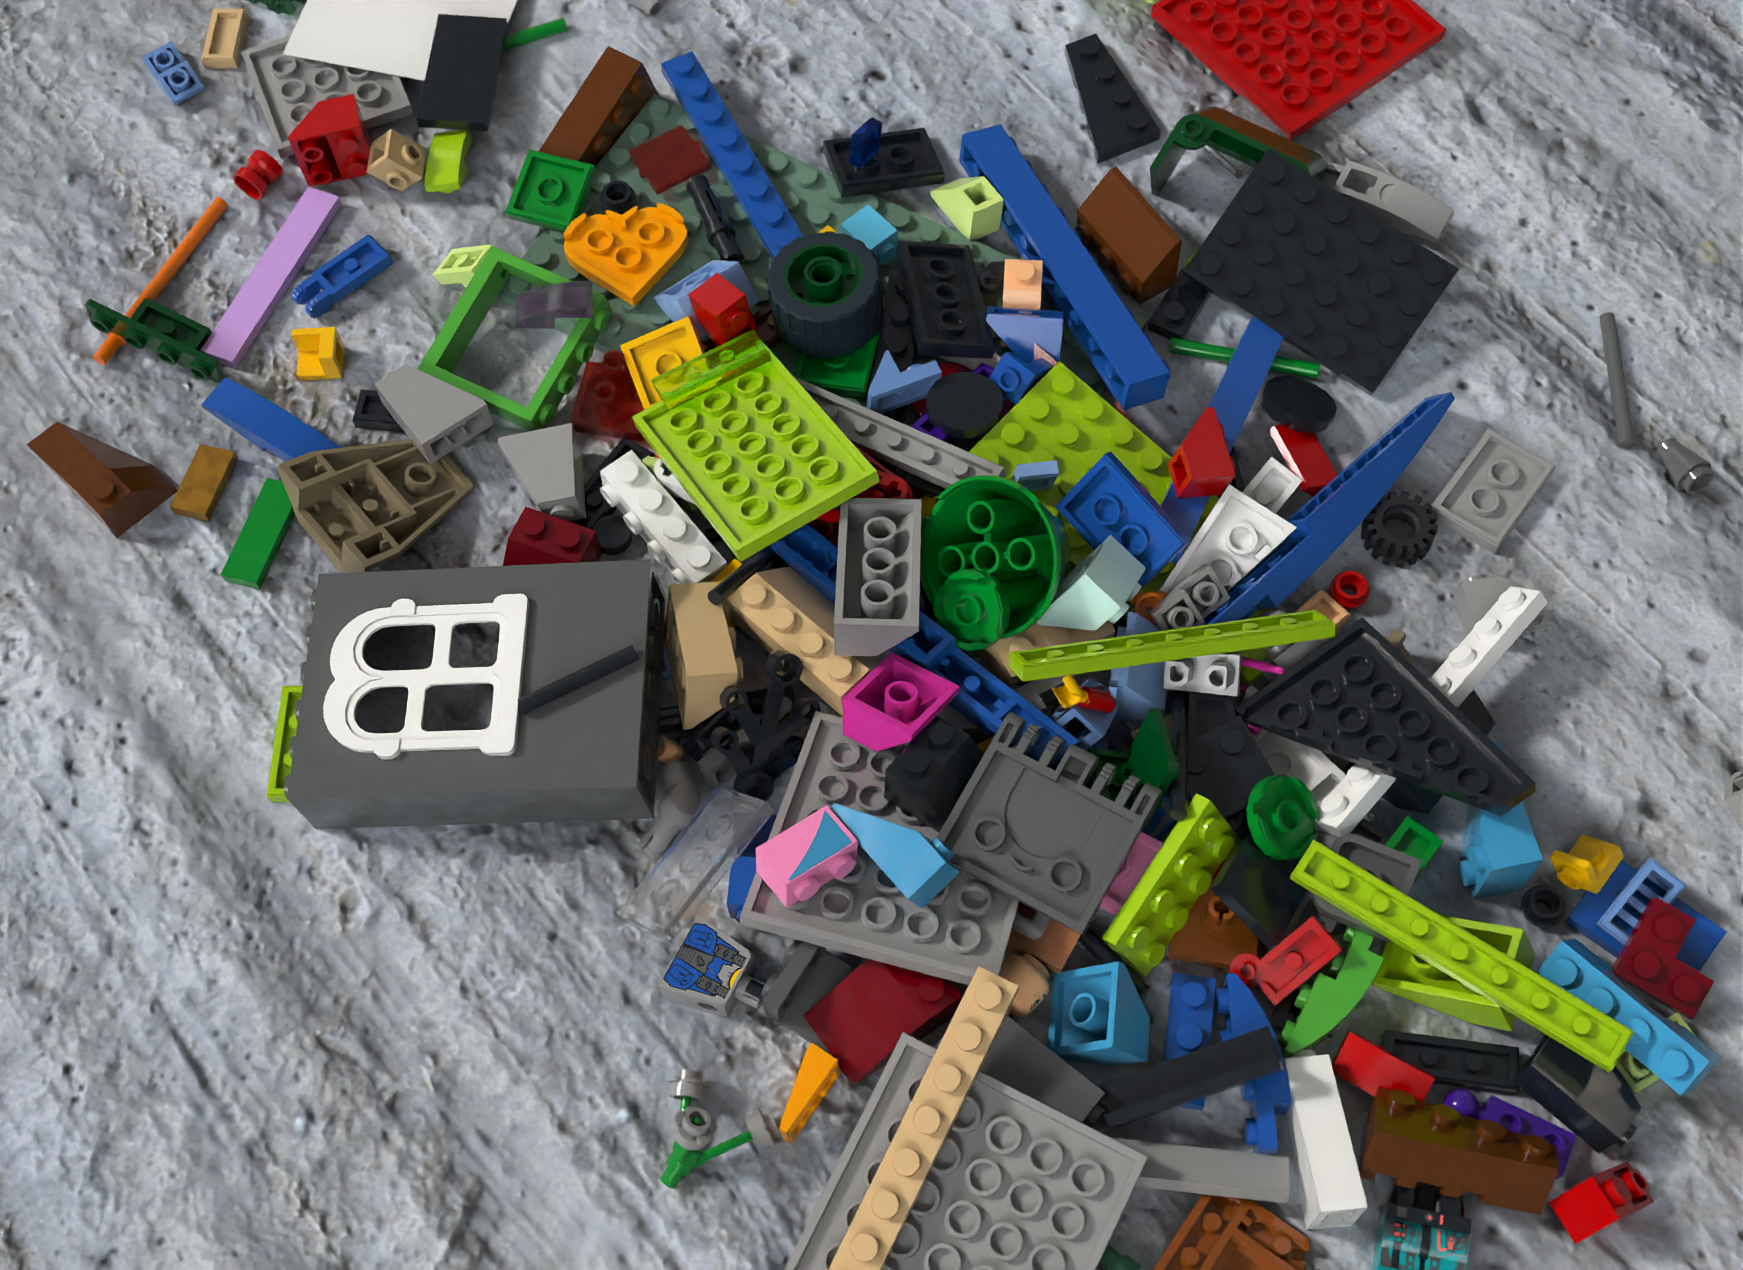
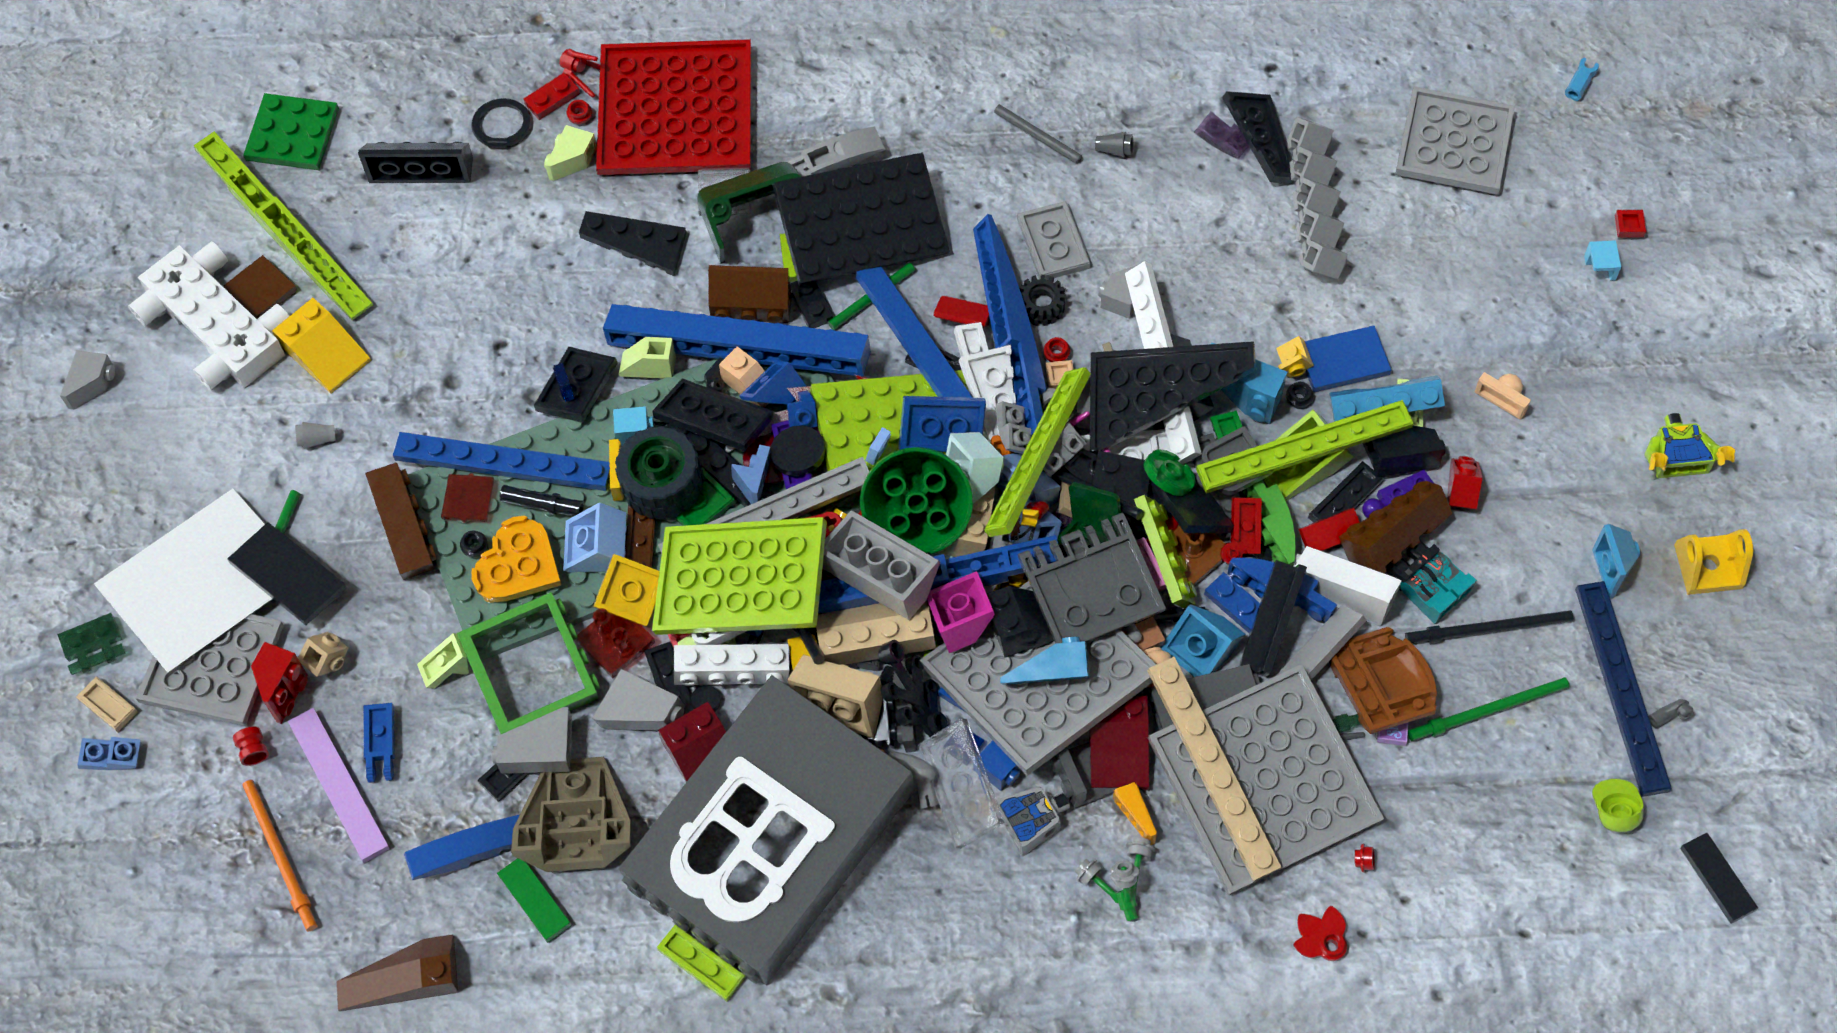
camera: 55 degrees left, 0 degrees up
(163, 332) = (331, 872): dark green bracket -> none
(204, 482) = (465, 914): pearl gold tile -> none
(319, 353) = (428, 790): yellow panel -> none
(446, 161) = (346, 626): lime slope -> none
(550, 191) = (434, 578): green tile -> none
(562, 300) = (535, 622): clear purple slope -> none
(578, 679) = (819, 760): black bar -> none
(711, 369) = (660, 566): clear neon green tile -> none
(721, 310) = (630, 535): red slope -> none
(807, 856) = (1019, 712): bright pink brick -> none
(972, 608) = (935, 531): green tile -> none
(1202, 460) = (933, 358): red slope -> none
(1299, 403) = (927, 290): black tile -> none
(1651, 964) = (1366, 368): dark red plate -> none
(1656, 874) = (1339, 332): medium blue slope -> none

